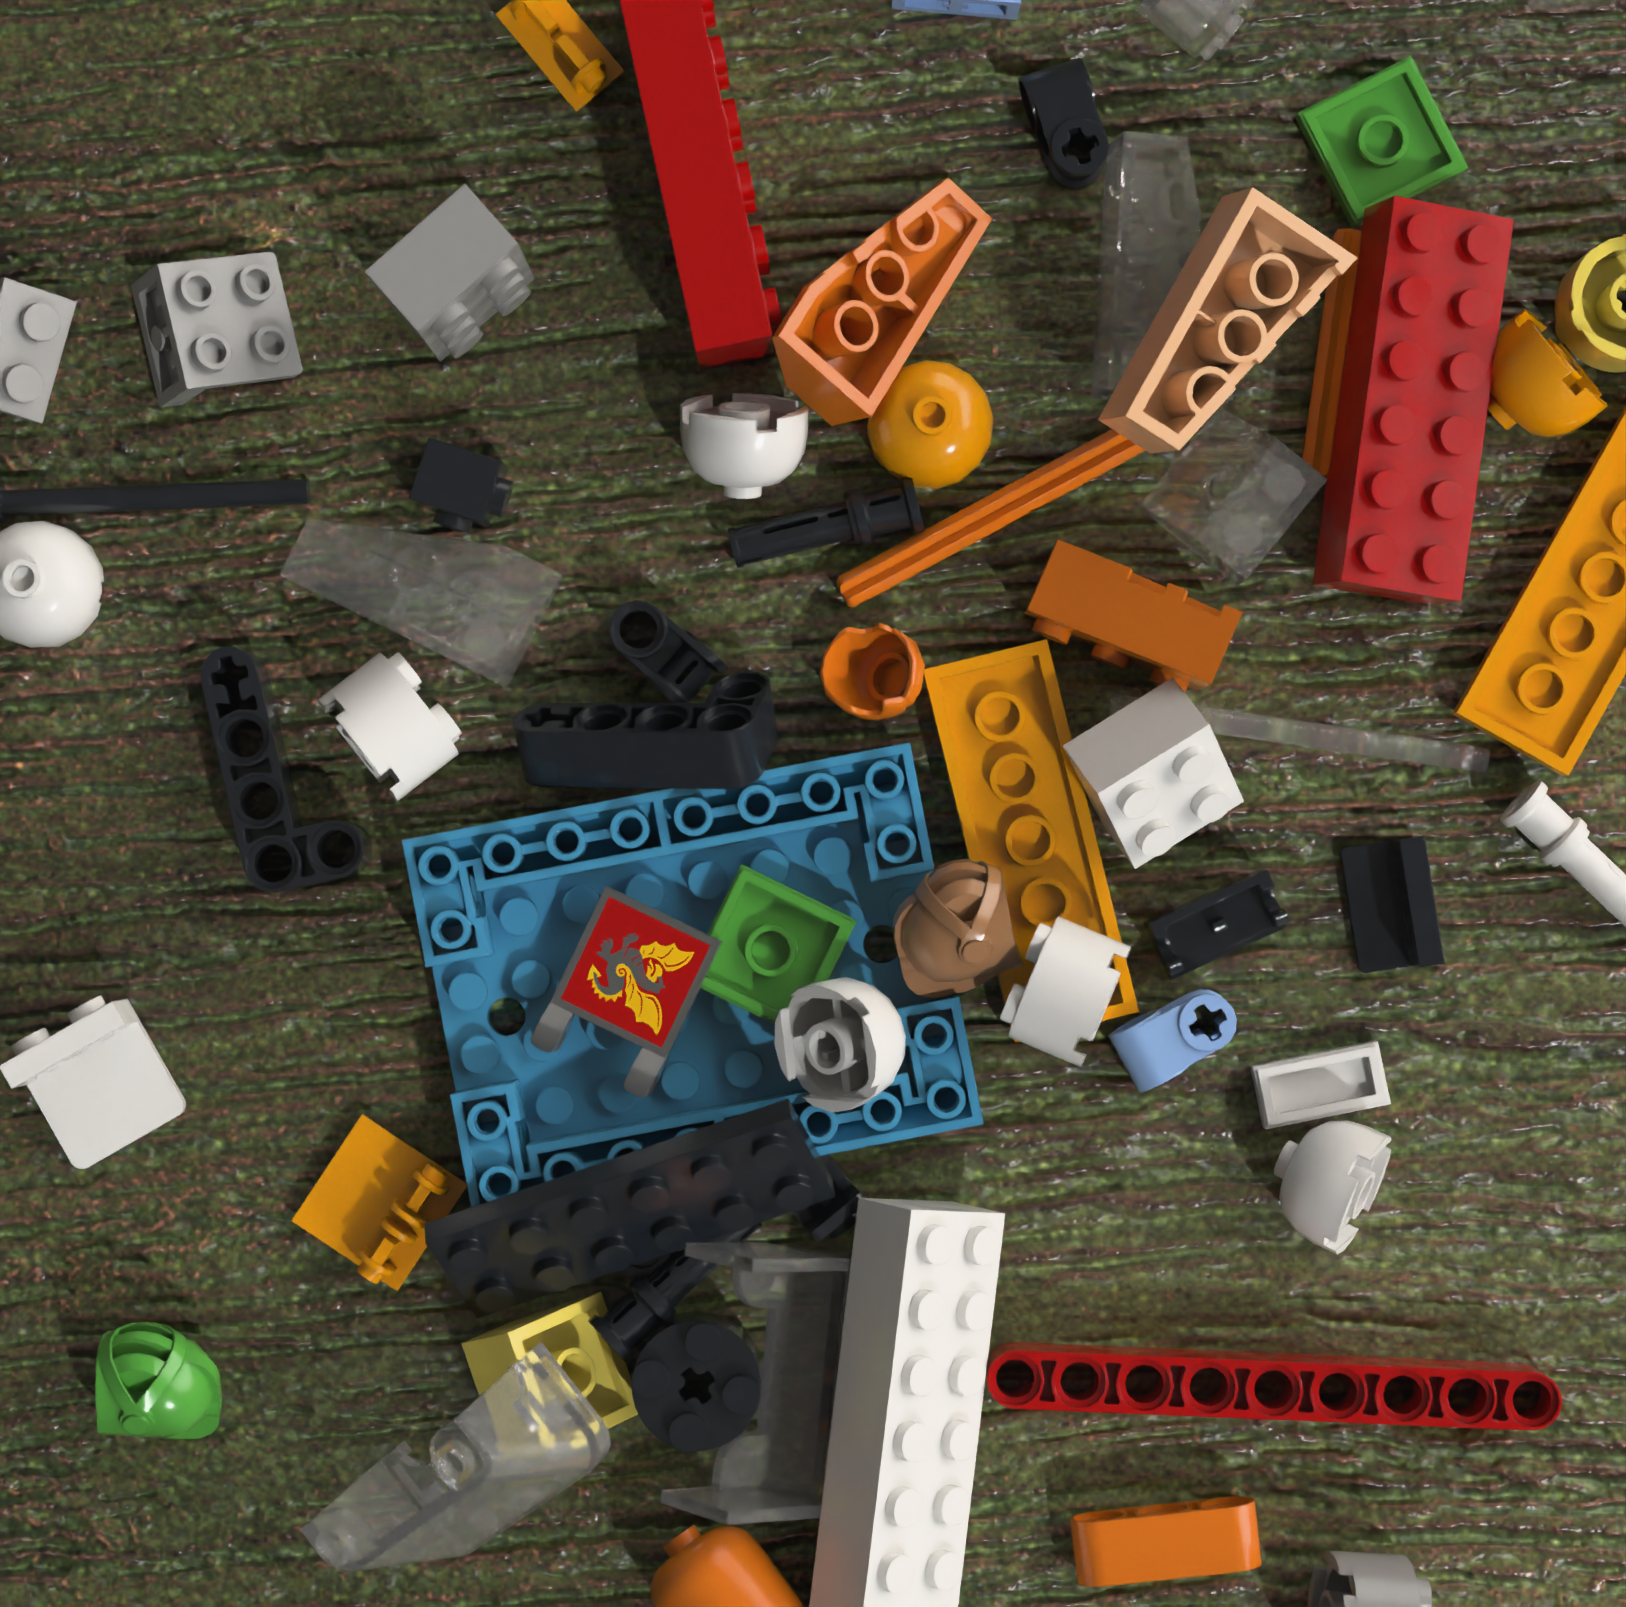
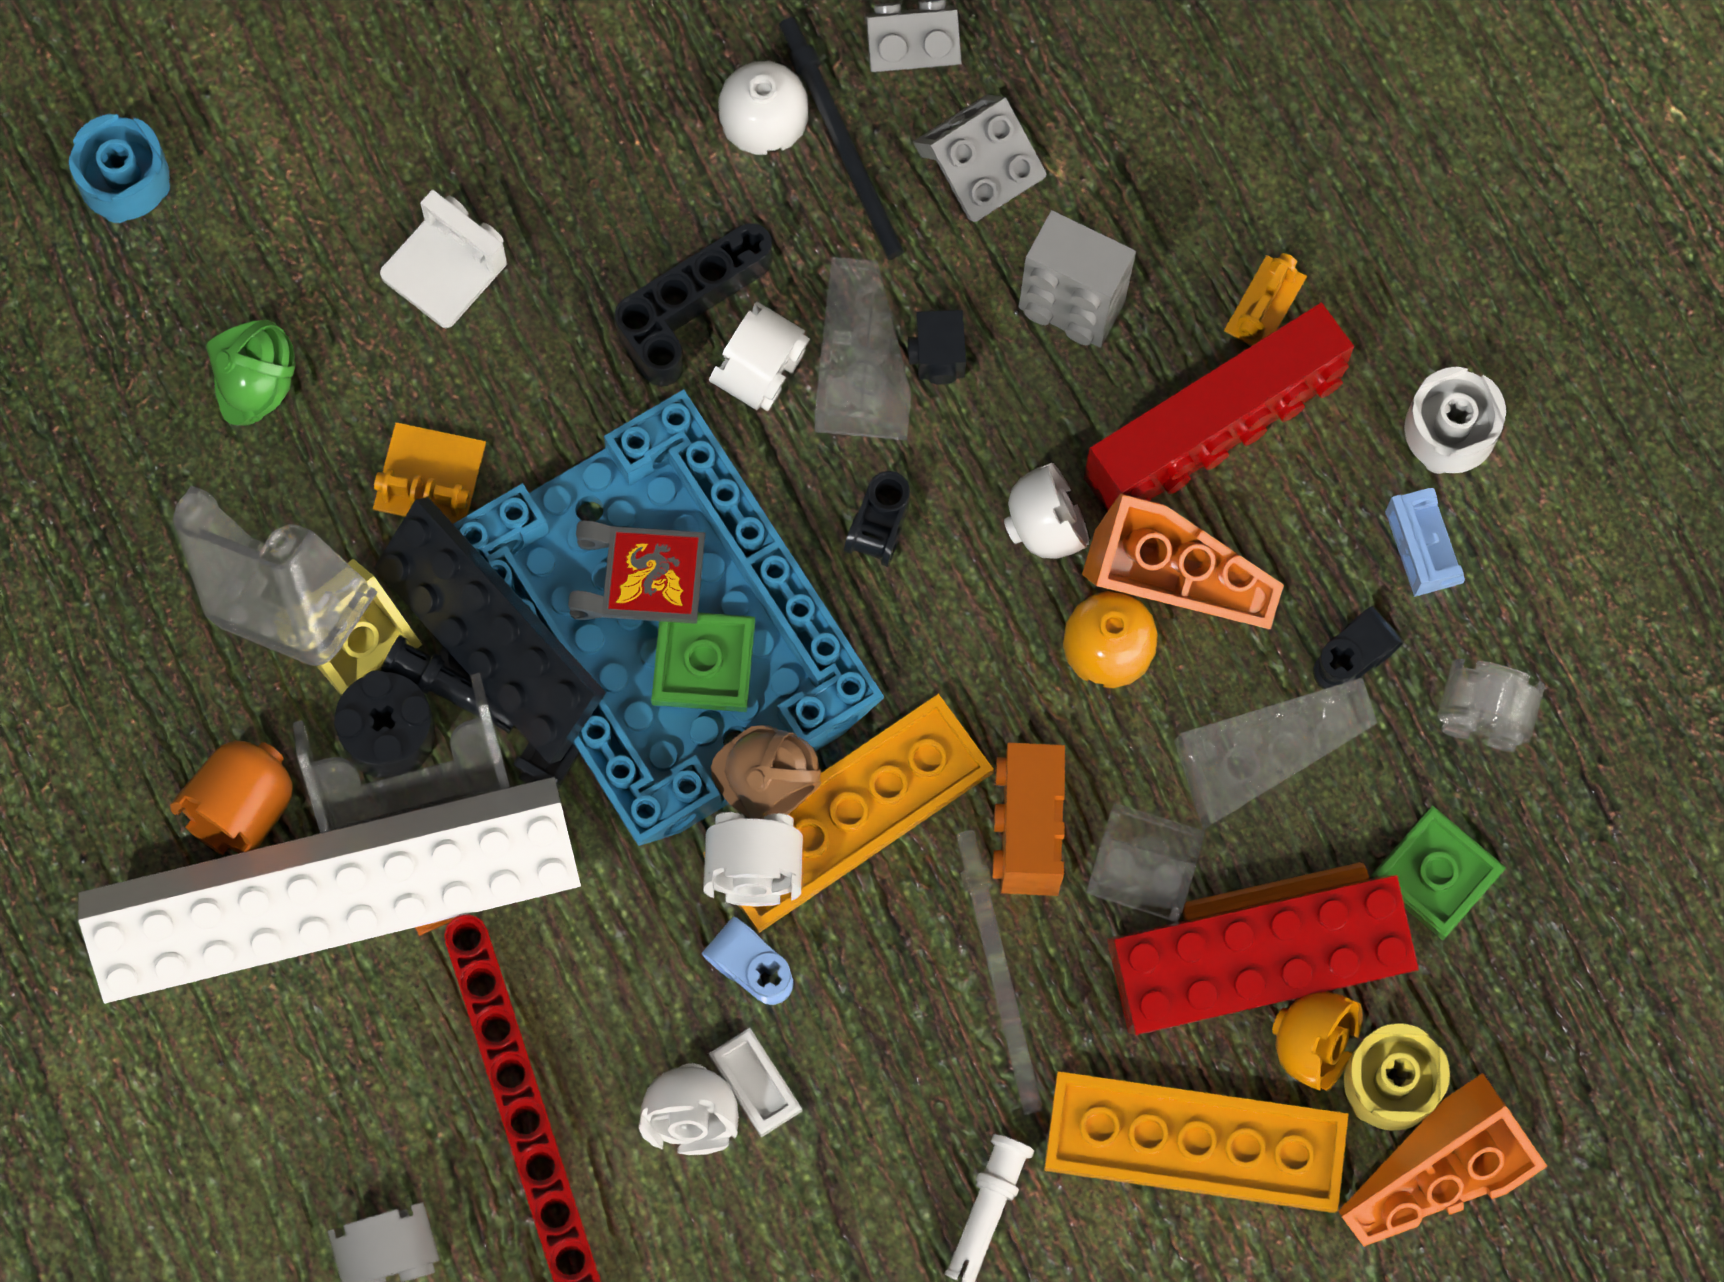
camera: 60 degrees right, 15 degrees down
(652, 743) = (816, 532): black beam -> none
(840, 1042) = (658, 721): white cylinder -> none
(855, 518) = (1024, 612): black pin -> none
(872, 671) = (922, 659): orange hair -> none
(985, 517) = (1077, 712): orange axle -> none
(1154, 773) = (928, 868): white brick -> none
(1165, 1541) = (387, 1092): orange beam -> none
(1216, 923) = (841, 962): black hinge -> none
(1222, 316) = (1273, 787): light nougat wedge -> none
(1391, 905) = (903, 1082): black panel -> none

